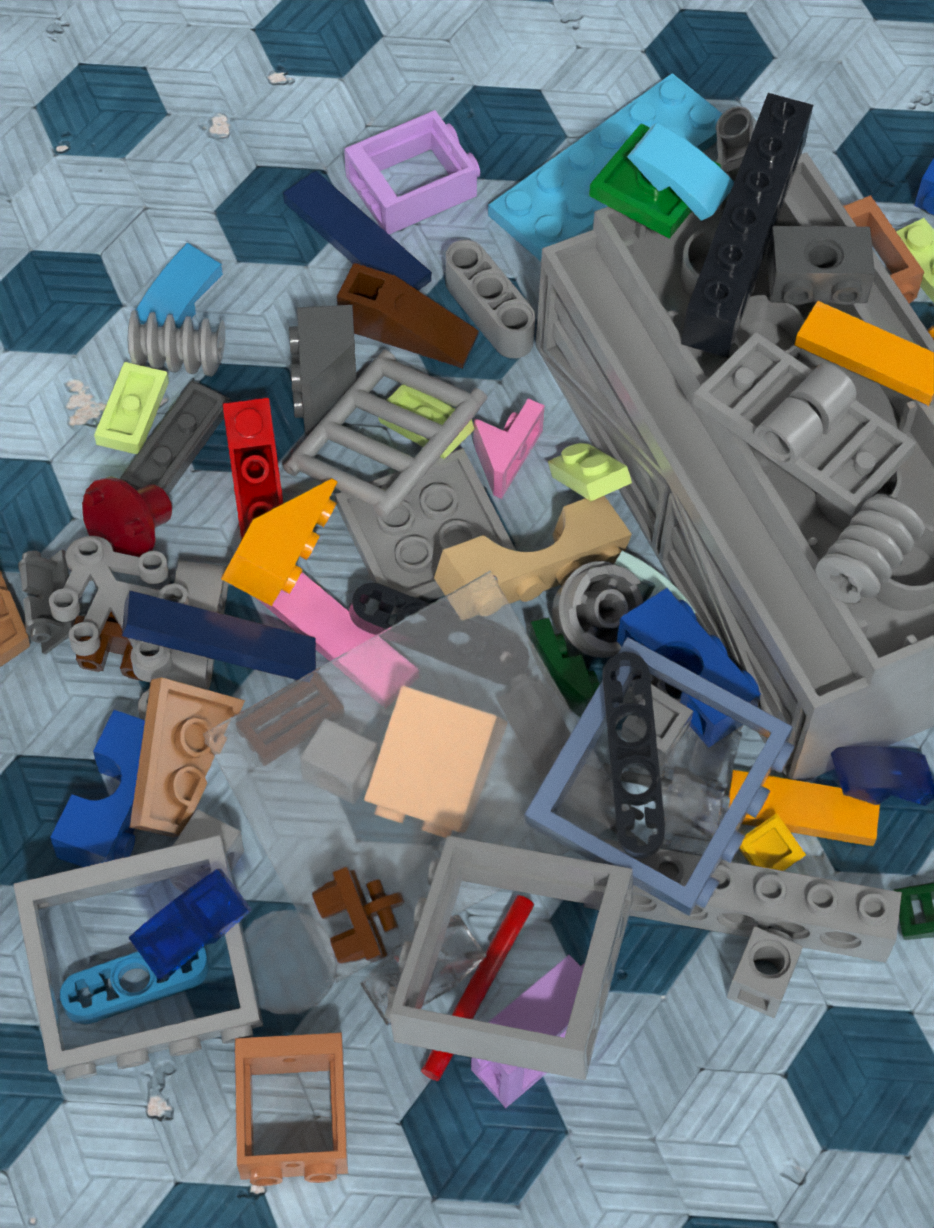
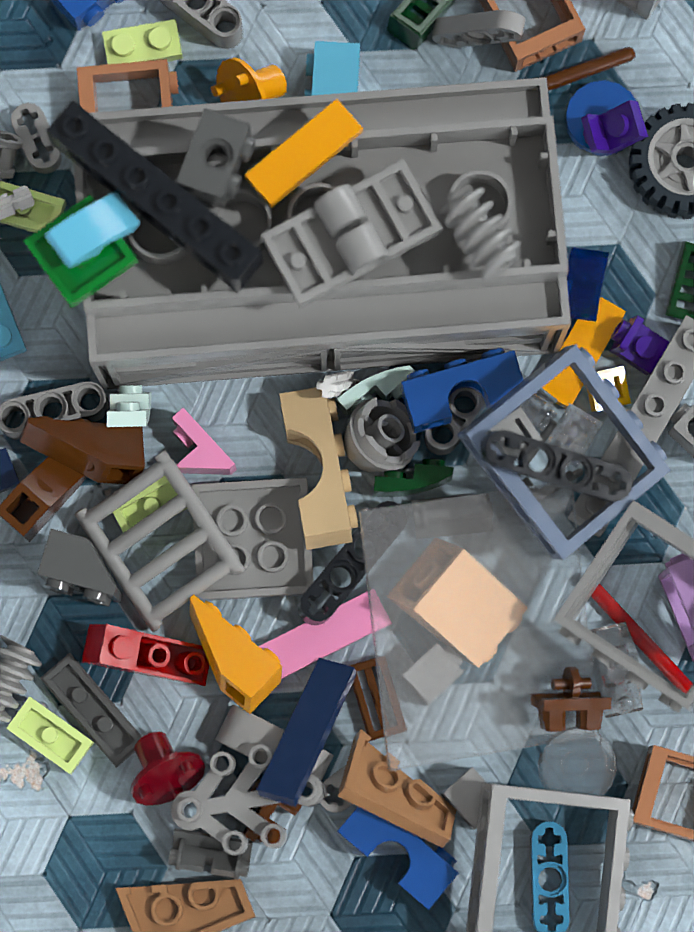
camera: 70 degrees left, 20 degrees up
(190, 923) = (553, 826): clear blue slope -> none
(461, 333) = (88, 447): none -> reddish brown slope
(521, 357) = (129, 407): none -> light aqua slope
(589, 471) = (253, 395): yellowish green plate -> none
(637, 539) = (336, 383): none -> white axle
(843, 854) = (638, 344): none -> dark purple bracket

